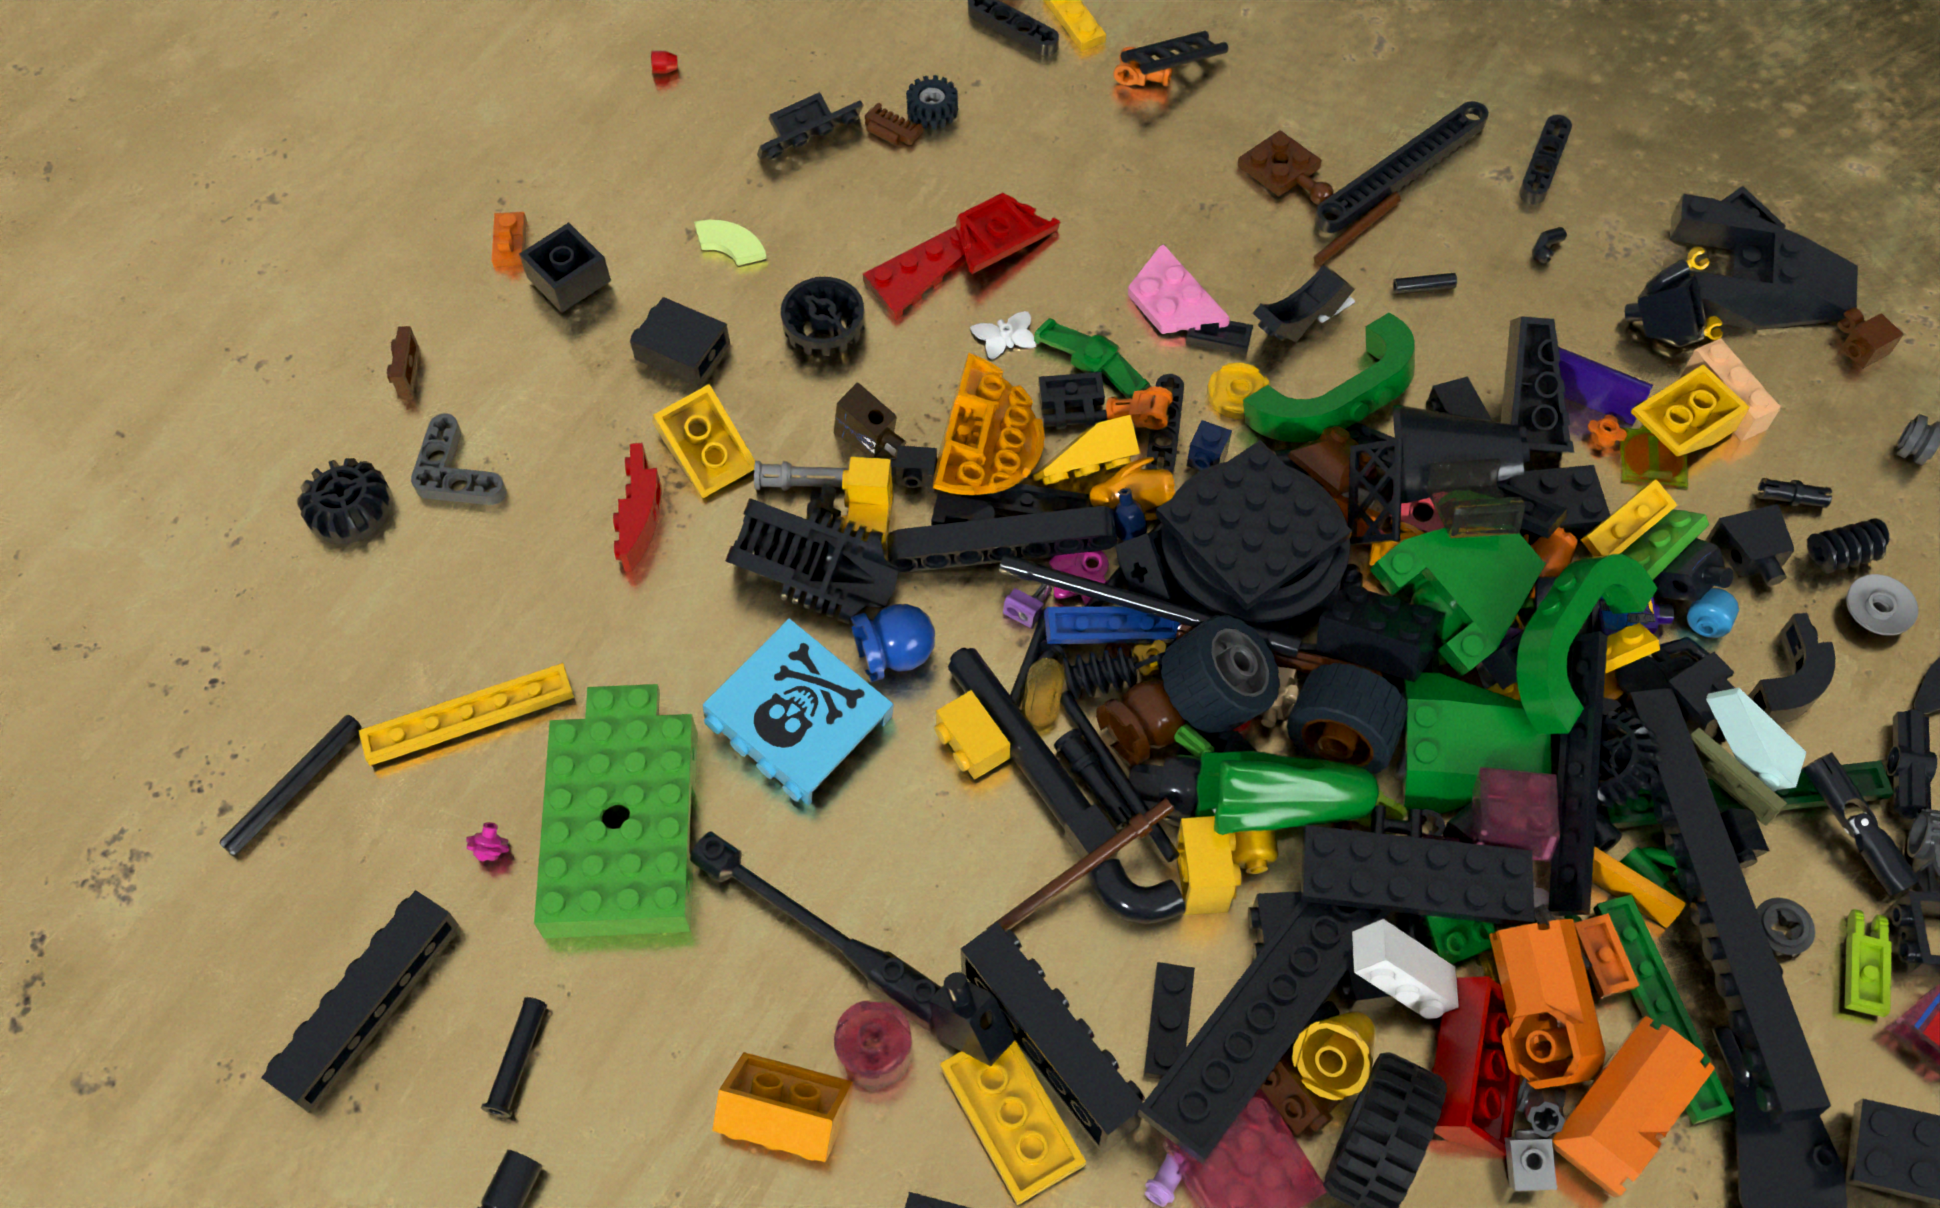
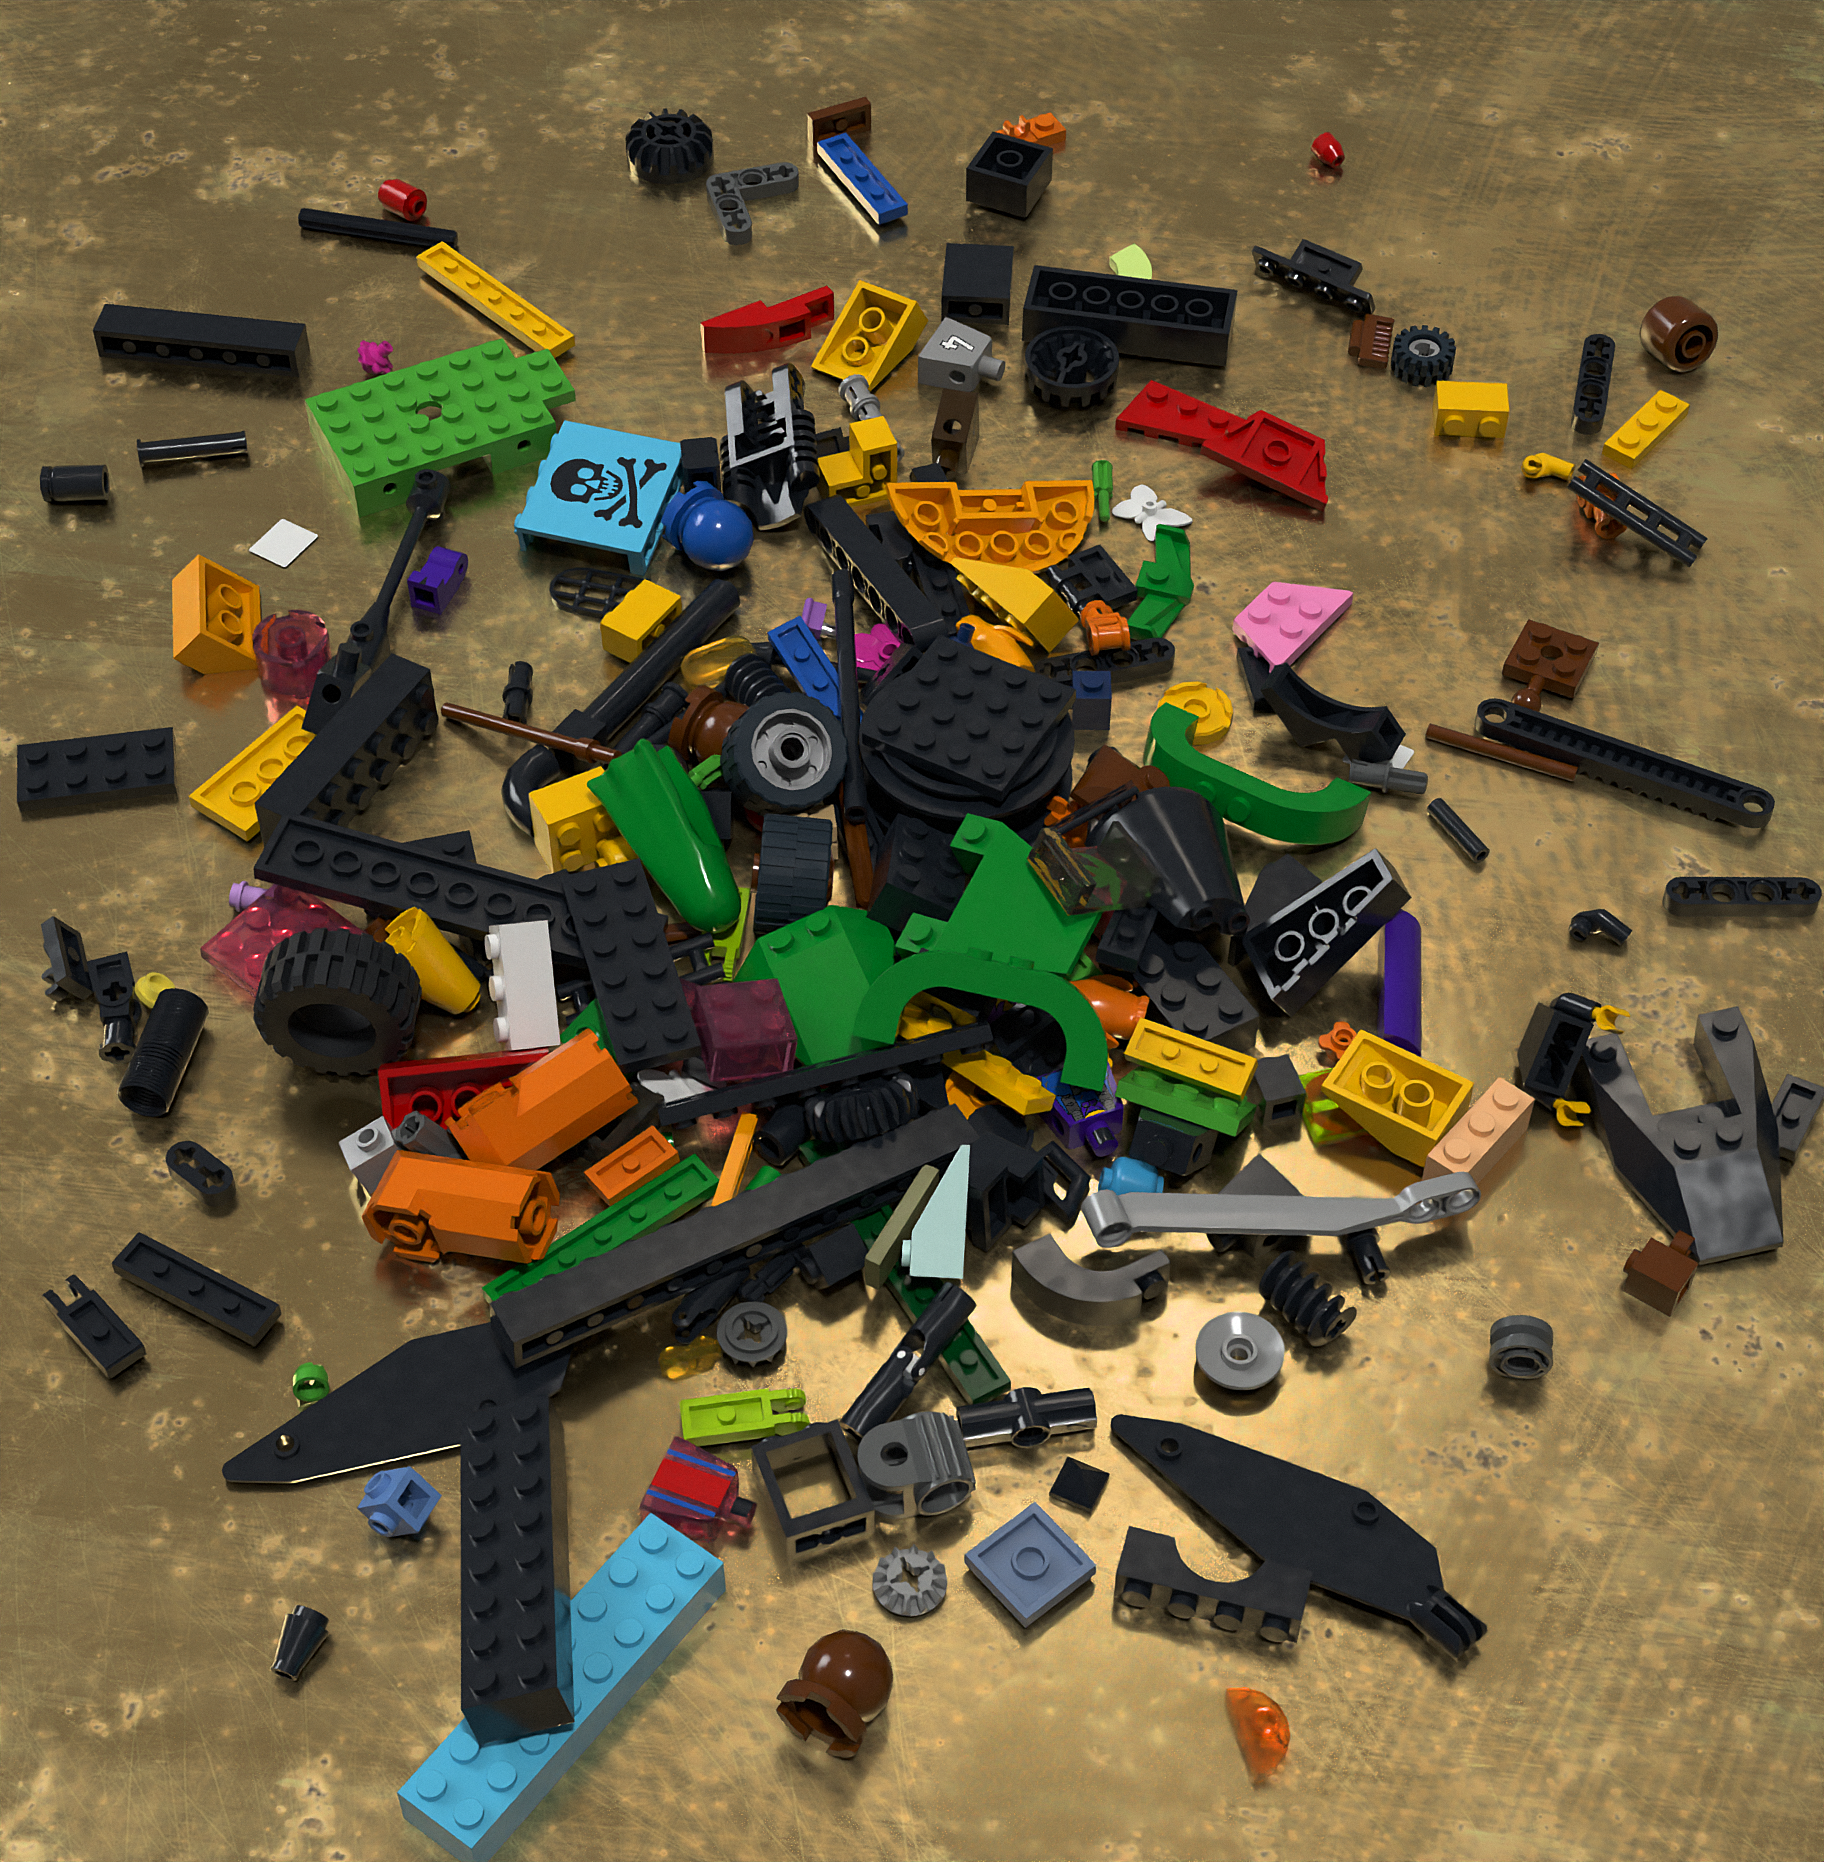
camera: 65 degrees right, 10 degrees down
(268, 746) = (402, 199): none -> red brick
(488, 372) = (862, 178): none -> blue plate
(690, 1011) = (283, 543): none -> white sticker
(763, 388) = (958, 358): none -> light grey torso
(789, 251) = (1134, 313): none -> black brick
(824, 885) = (439, 575): none -> dark purple leg
(826, 620) = (700, 462): none -> black brick
(913, 757) = (586, 584): none -> black window
(960, 350) = (1103, 487): none -> bright green axle
(1006, 867) = (517, 693): none -> black pin
(1008, 99) = (1470, 409): none -> yellow brick
(1082, 84) = (1545, 465): none -> yellow arm
(1360, 301) = (1387, 777): none -> dark grey axle
(1638, 476) = (1277, 1090): none -> black brick
(1780, 547) = (1116, 1217): none -> light grey piece
(1795, 985) = (675, 1355): none -> clear yellow piece

